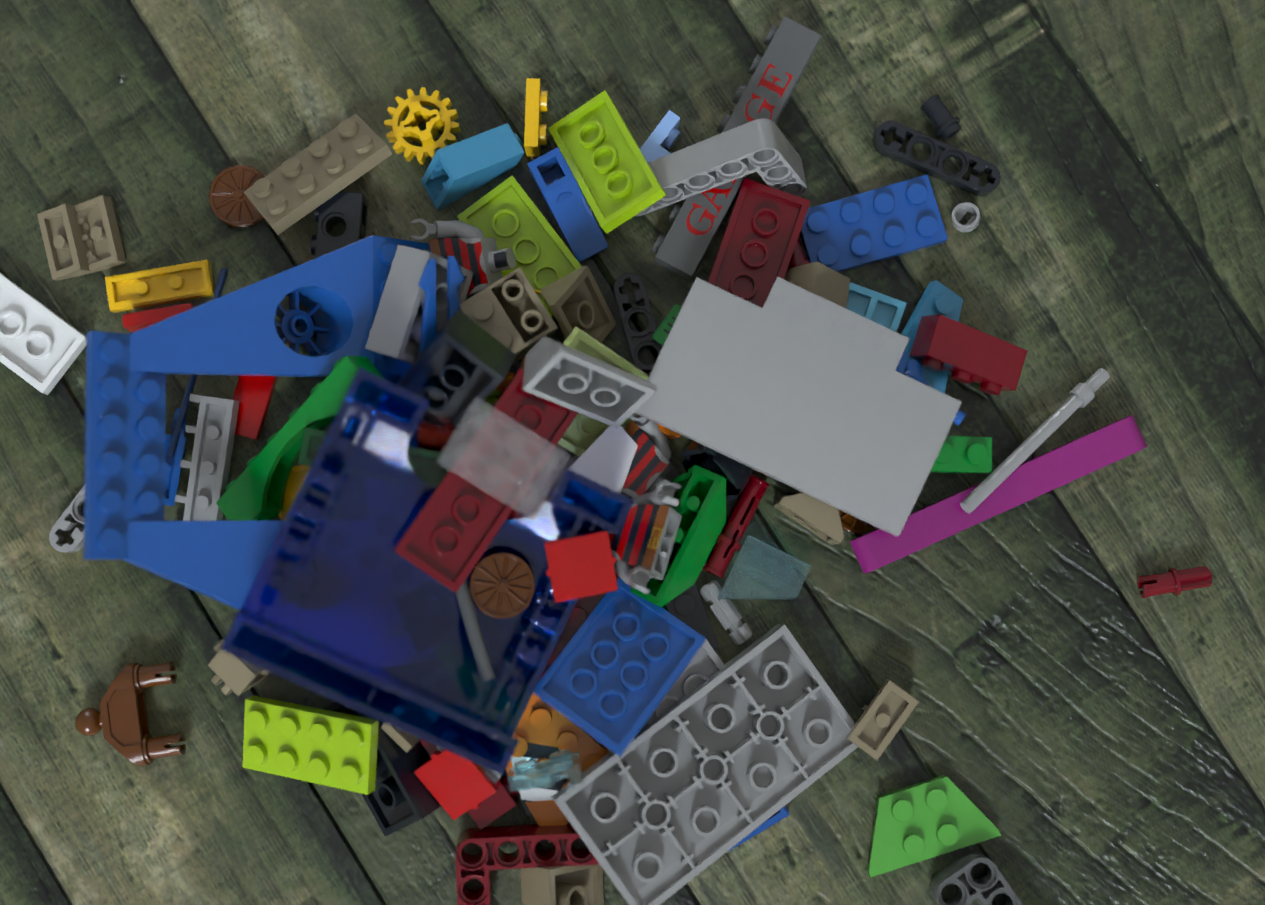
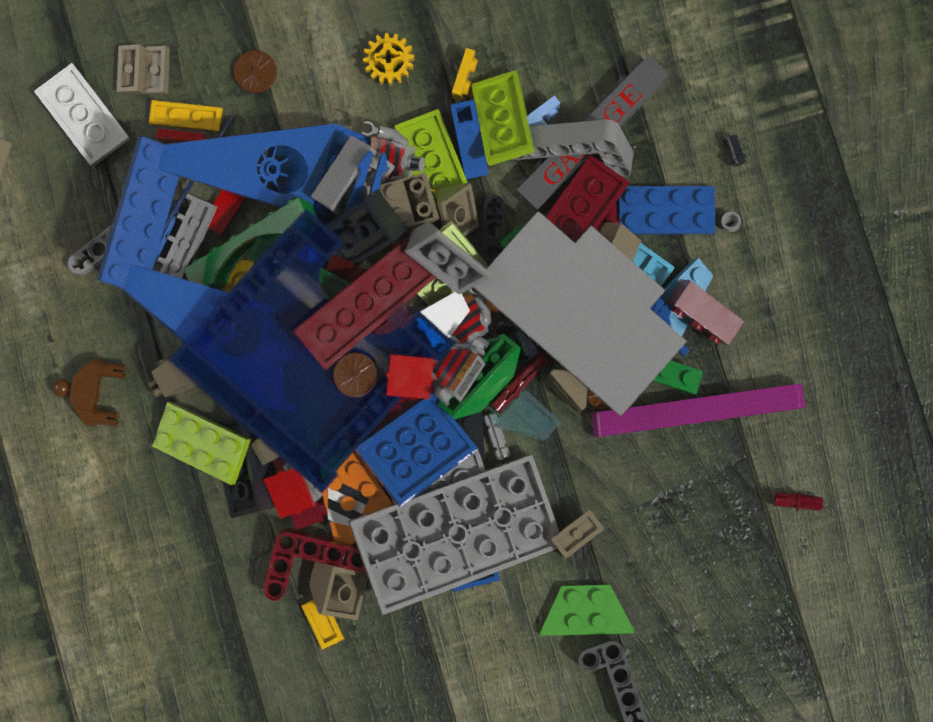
camera: 15 degrees right, 0 degrees up
(317, 173) = (311, 71): dark tan plate -> none
(341, 208) = (315, 98): black brick -> none
(471, 164) = (413, 94): dark azure slope -> none
(474, 633) = (329, 399): dark grey bar -> none
(503, 458) = (380, 292): clear plate -> none
(542, 774) = (360, 502): clear light blue wing -> none
(937, 153) = (726, 174): black beam -> none
(1078, 397) = (770, 362): light grey bar -> none

